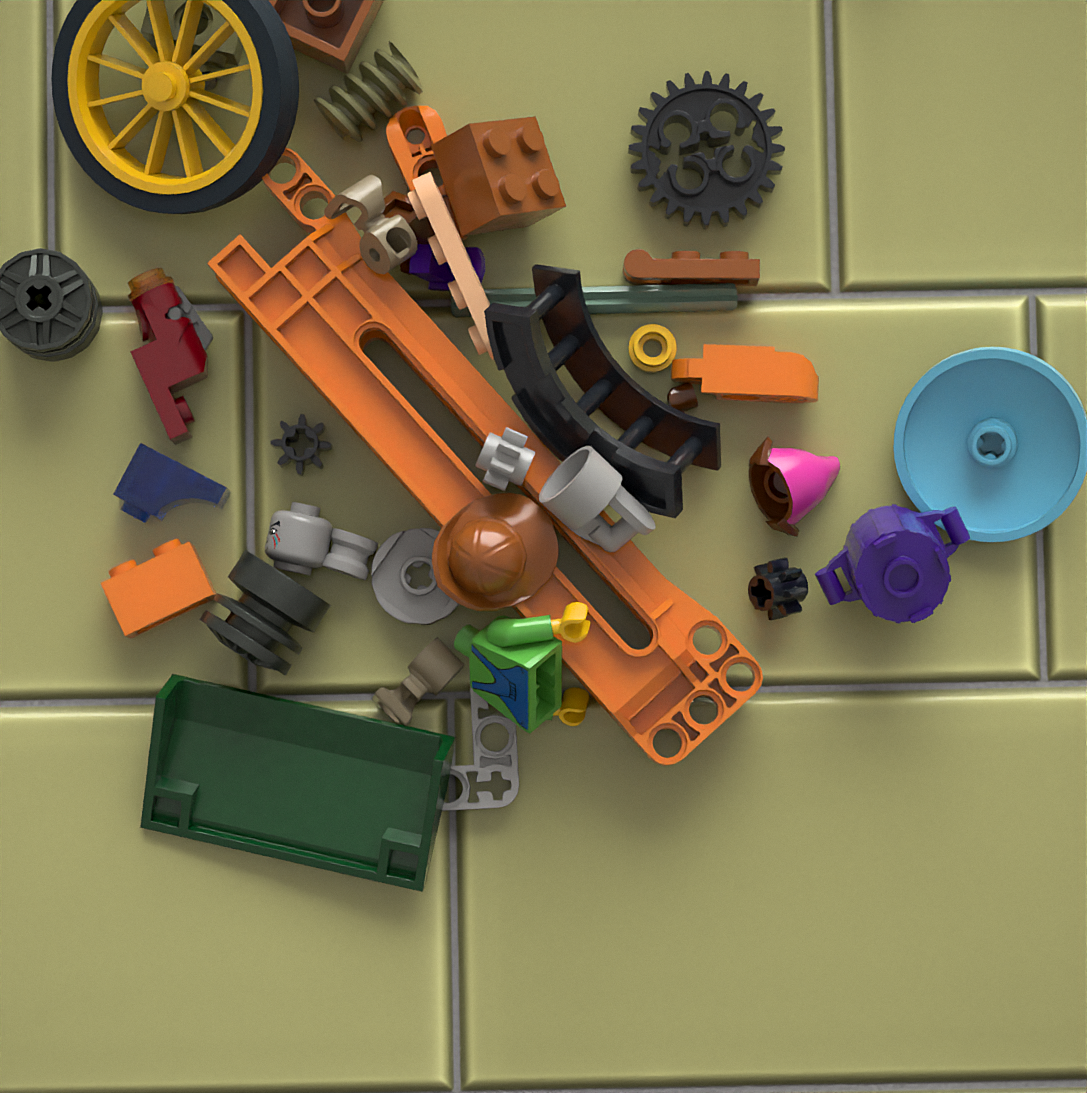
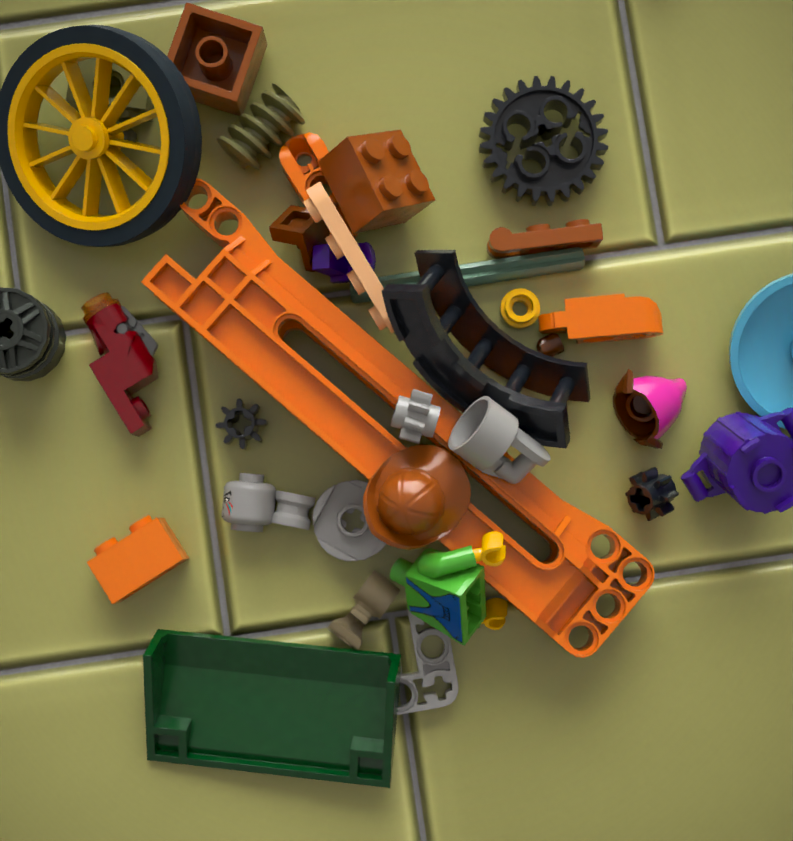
camera: 10 degrees left, 0 degrees up
(158, 484) = (126, 472): clear blue arch -> none
(264, 613) = (227, 570): pearl dark grey wheel -> none
(385, 240) = (289, 244): dark tan leg -> none

